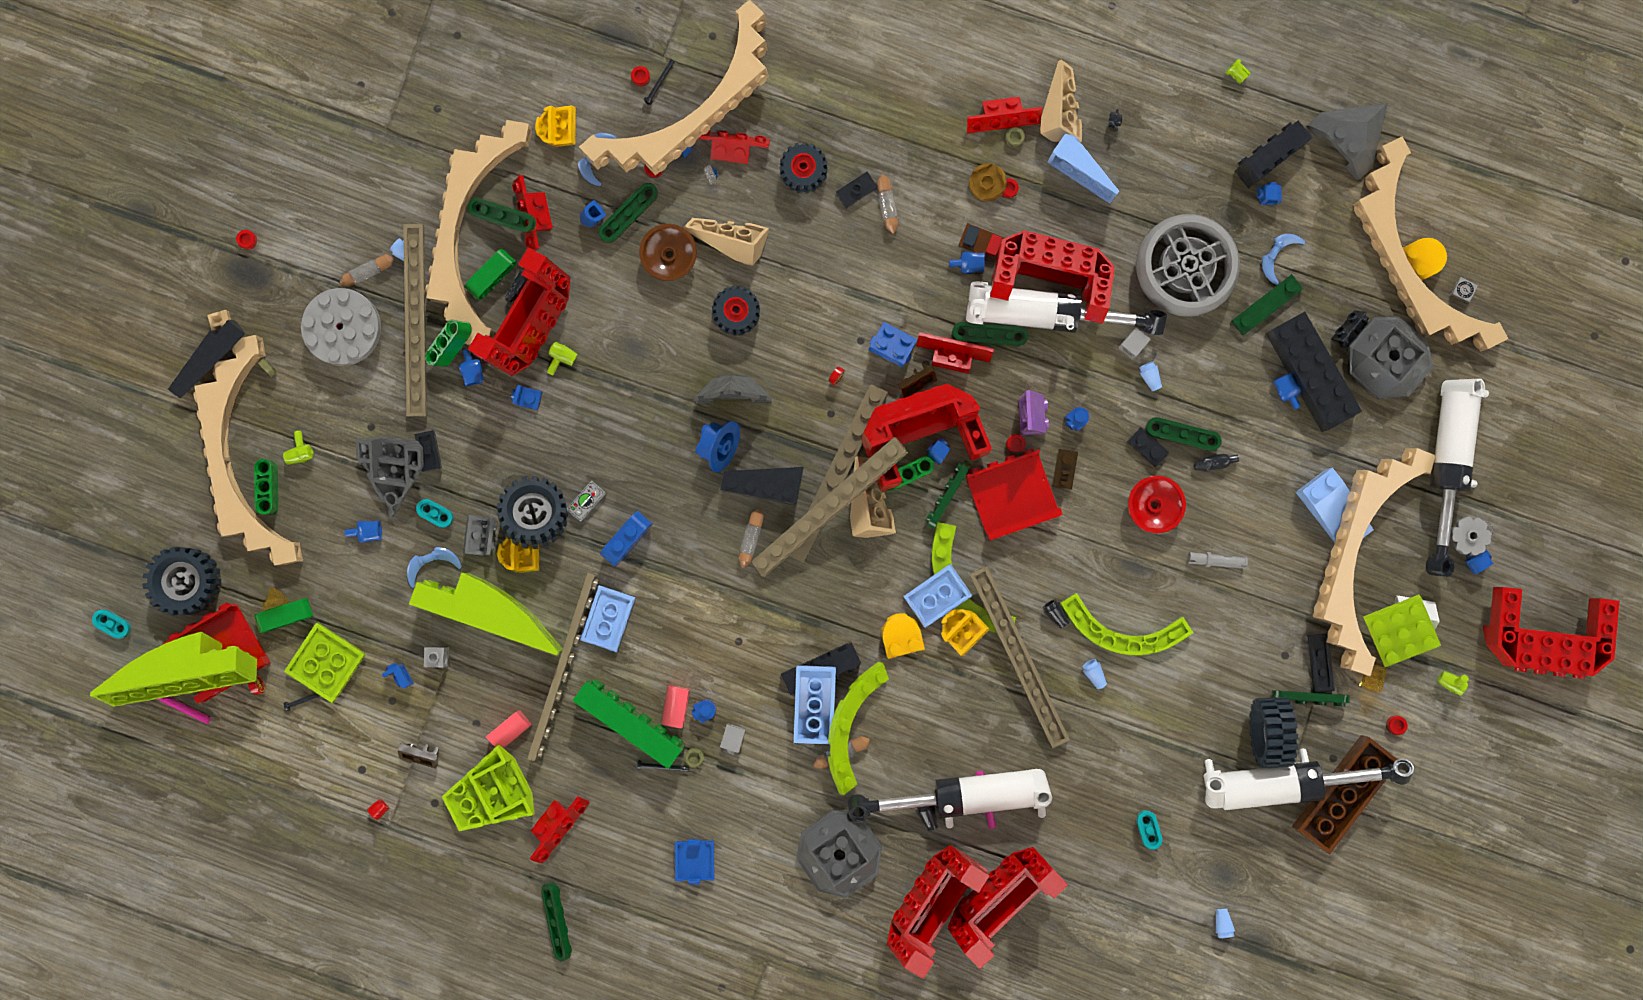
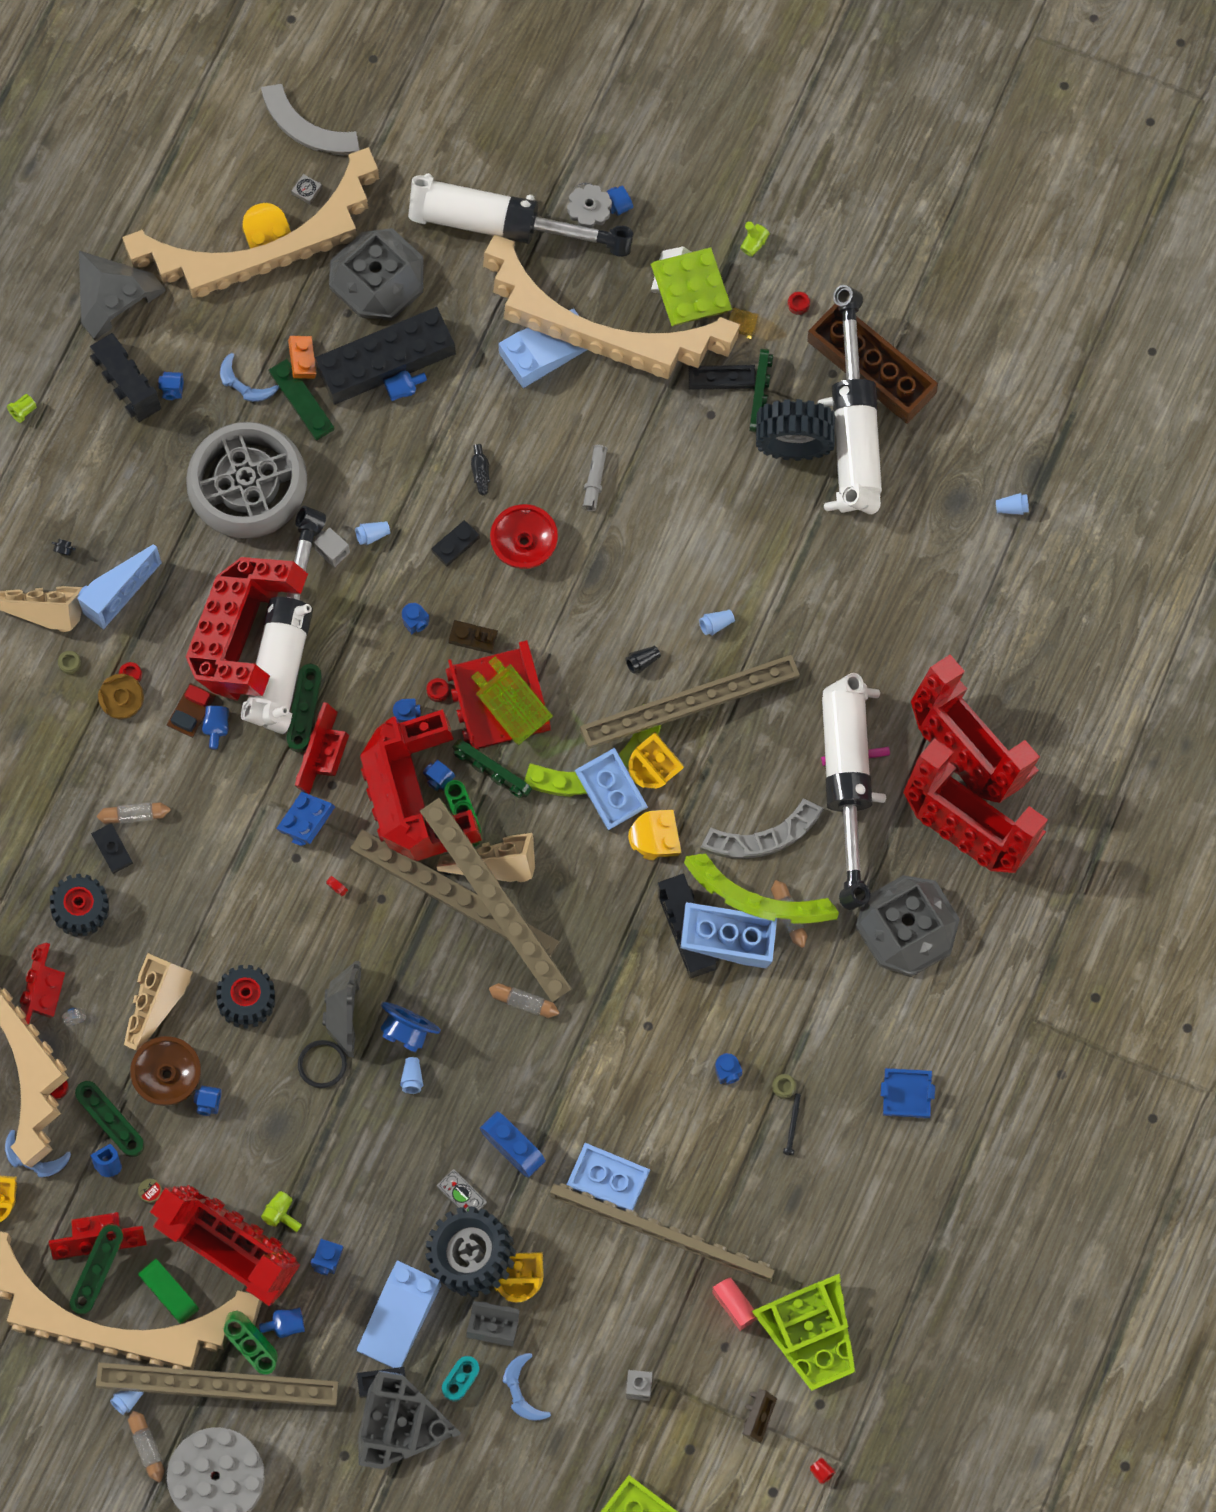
camera: 80 degrees left, 15 degrees down
(366, 531) = (475, 1467): blue piece -> none
(401, 674) = (661, 1430): blue bracket -> none
(482, 459) = (399, 1315): none -> light blue slope
(486, 608) = (583, 1315): lime slope -> none
(516, 287) = (182, 1255): black piece -> none
(554, 825) = (855, 1257): red bracket -> none
(556, 921) = (971, 1261): dark green plate -> none
(572, 252) = (150, 1191): none -> tile
(629, 723) = (736, 1153): green brick -> none
(648, 289) = (207, 1100): none -> blue plate
(675, 706) = (720, 1103): coral brick -> none
(679, 363) = (322, 1085): none -> black tyre
(680, 452) = (411, 1078): none -> light blue cone
(732, 739) = (764, 1037): light grey brick -> none
(771, 484) = (461, 972): black wedge -> none
(903, 728) = (767, 841): none -> light grey tile
(918, 381) = (353, 793): dark brown plate -> none
(928, 817) = (870, 820): black cone -> none
(992, 419) = (406, 710): none -> blue plate
(1002, 115) = (40, 672): red bracket -> none
(1007, 506) = (512, 701): none -> clear neon green tile
(1032, 413) = (405, 666): medium lavender slope -> none
(1122, 643) = (682, 592): lime plate -> none
(1148, 829) = (900, 576): teal plate -> none
(1183, 434) = (444, 502): dark green plate -> none
(1305, 301) = (302, 357): none -> orange plate
(1355, 322) = (332, 307): black hinge -> none
(1518, 281) = (301, 130): none -> light grey tile
(1551, 650) = (723, 138): red wedge -> none

